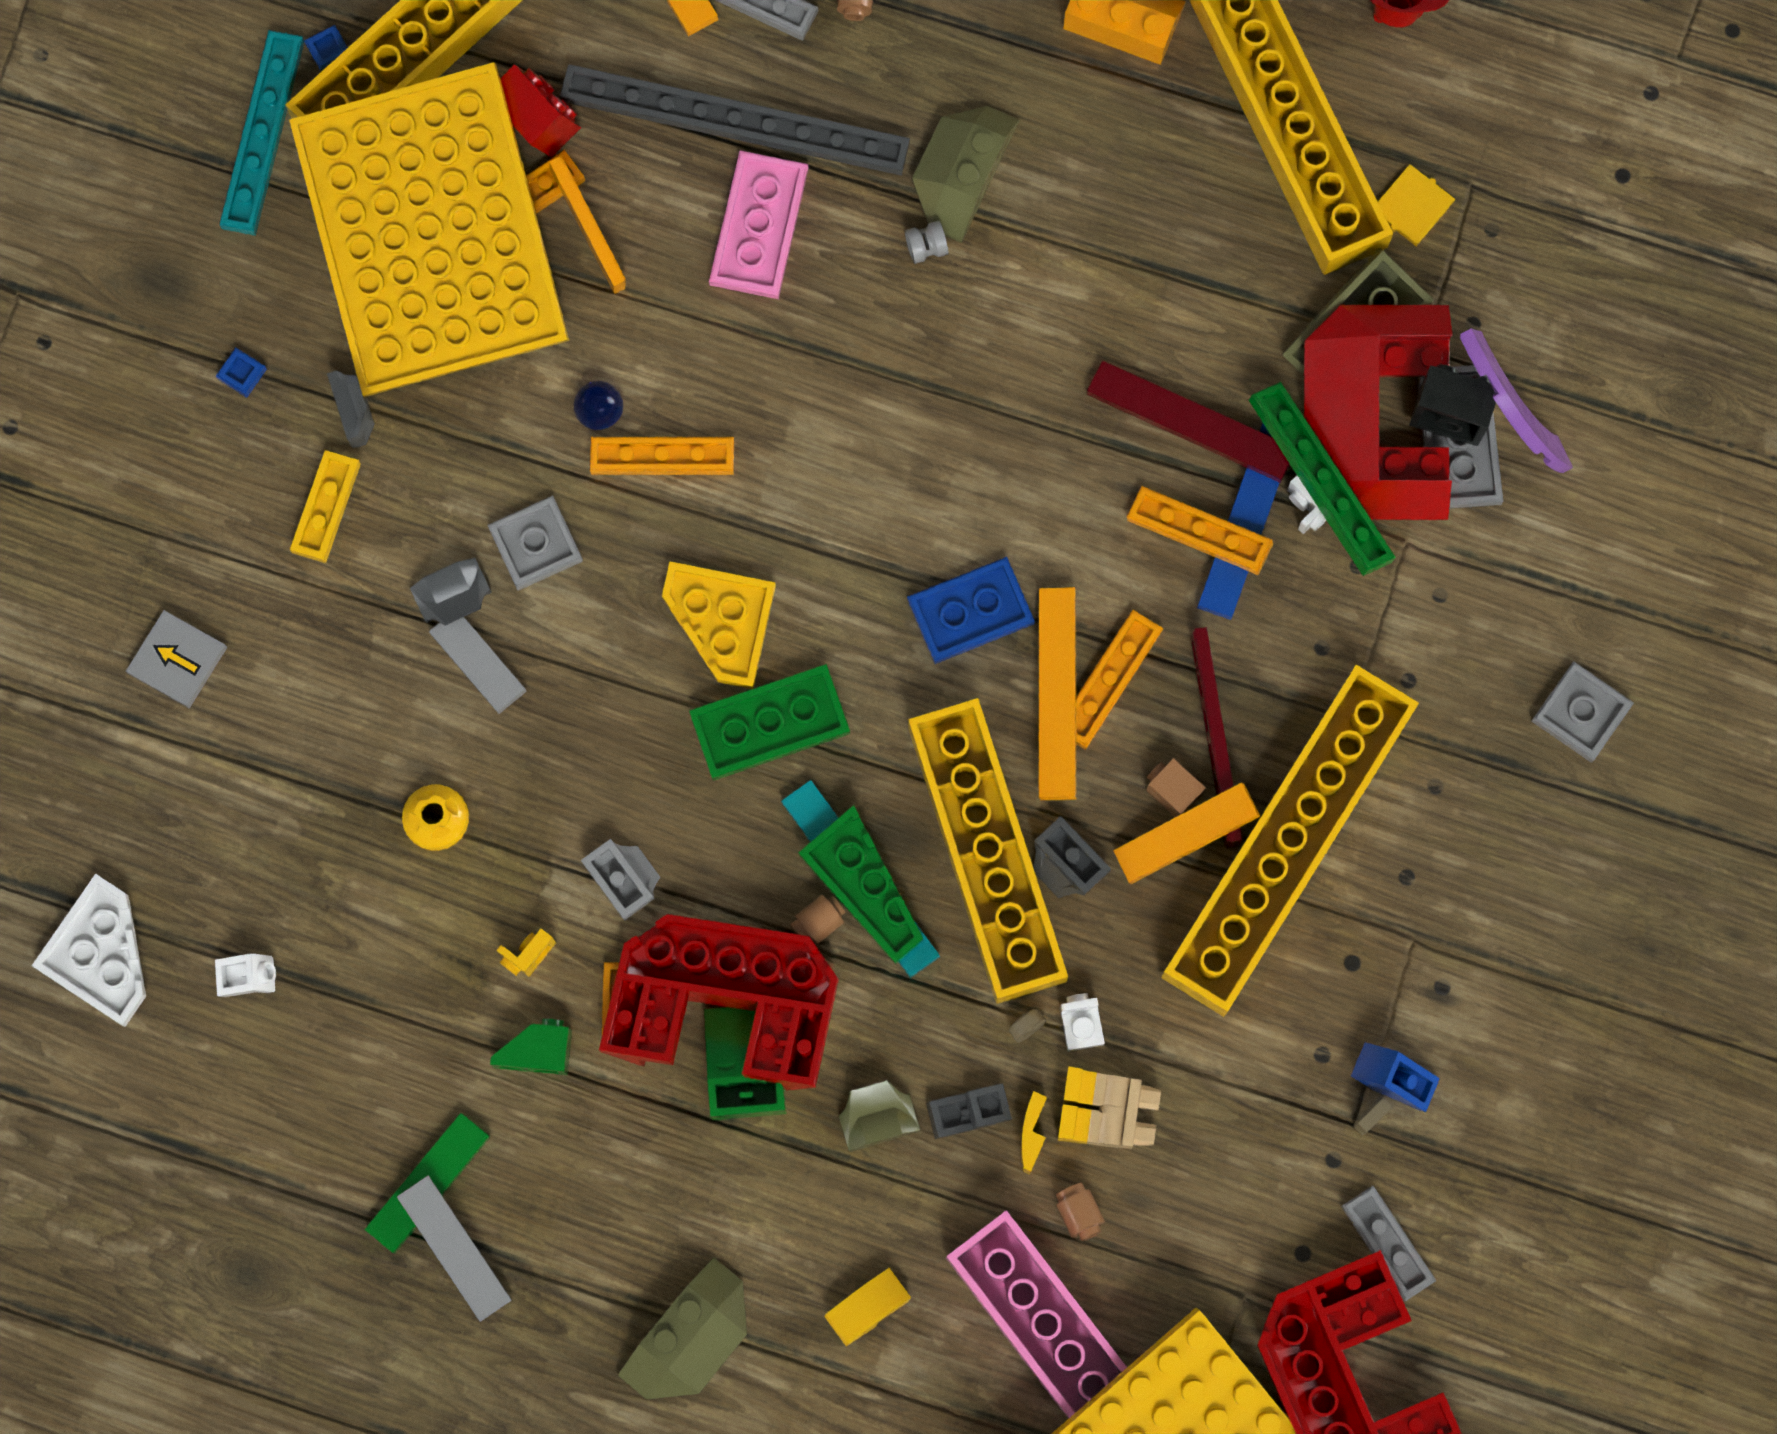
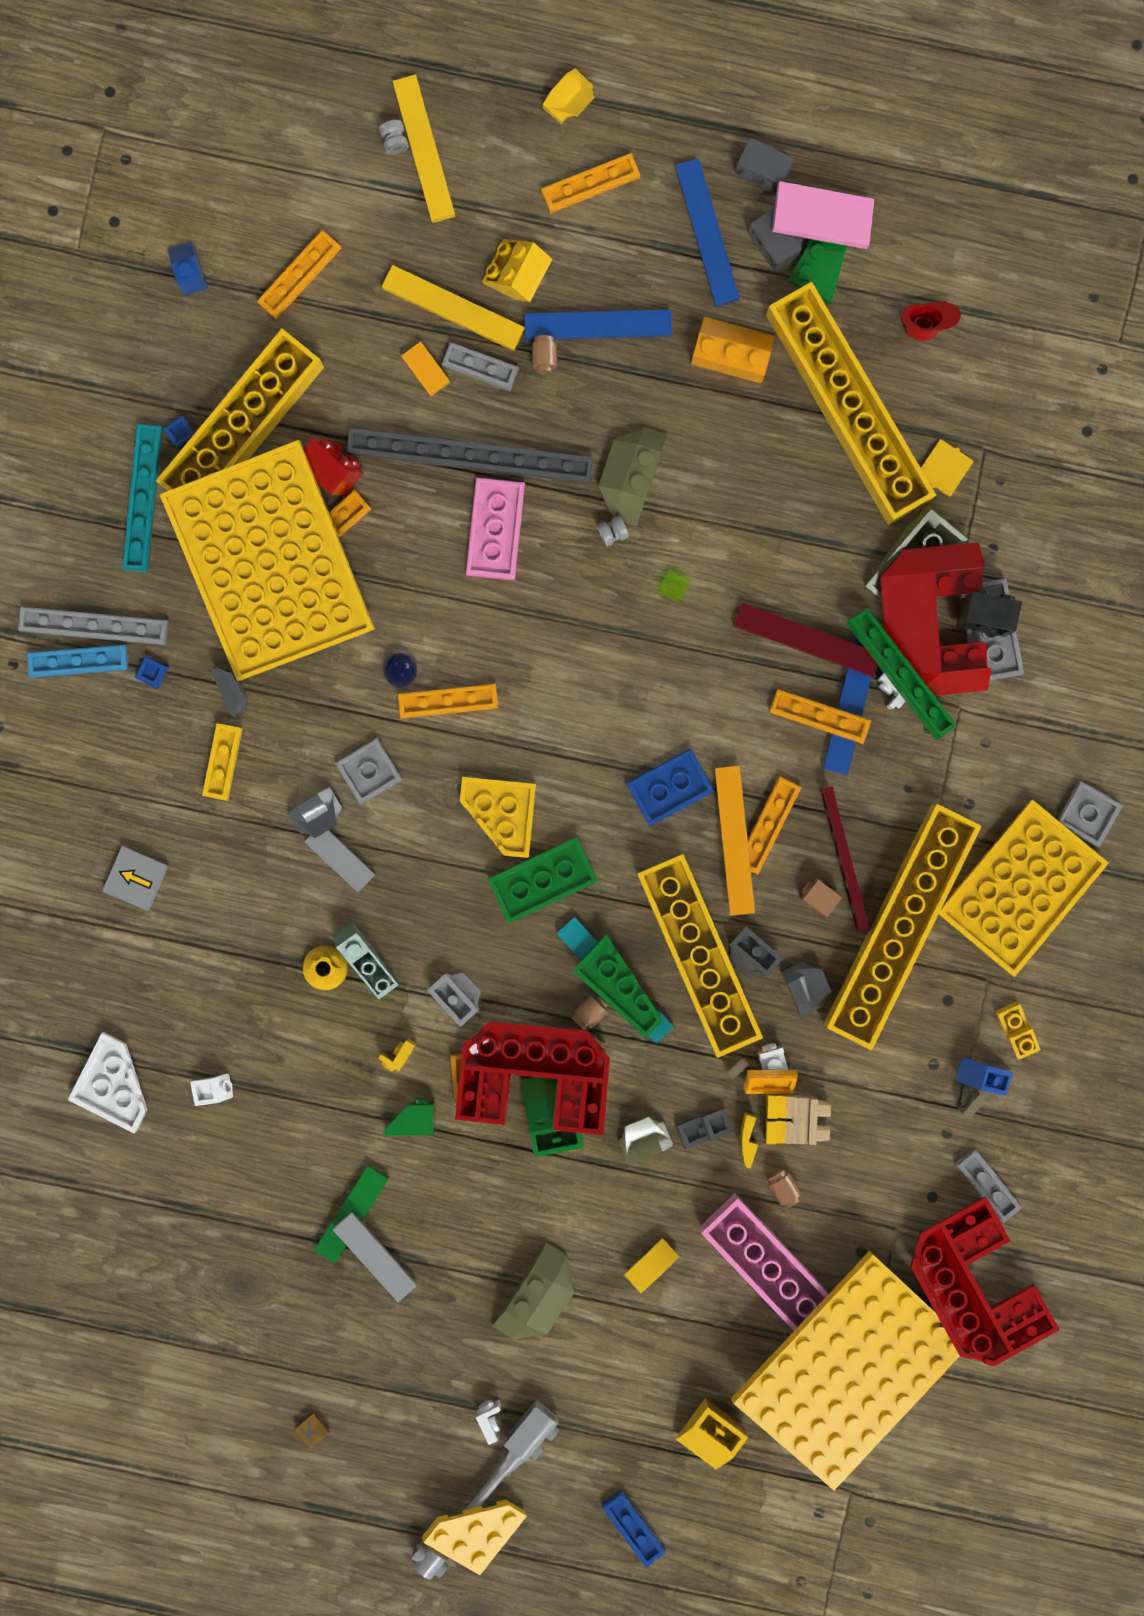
camera: 10 degrees left, 10 degrees up
(137, 346) = (77, 661): none -> dark azure tile
(167, 299) = (93, 625): none -> light grey tile
(495, 811) = (364, 960): none -> sand green slope
(587, 224) = (377, 543): light orange tile -> none
(1006, 328) = (673, 586): none -> clear neon green tile
(1074, 1049) = (770, 1081): none -> light orange tile
(1142, 918) = (806, 986): none -> dark grey slope
(1186, 833) = (832, 929): light orange tile -> none
(1451, 1016) = (1017, 1031): none -> yellow slope
(1475, 806) = (1022, 888): none -> yellow plate
(1514, 409) = (1046, 630): medium lavender tile -> none

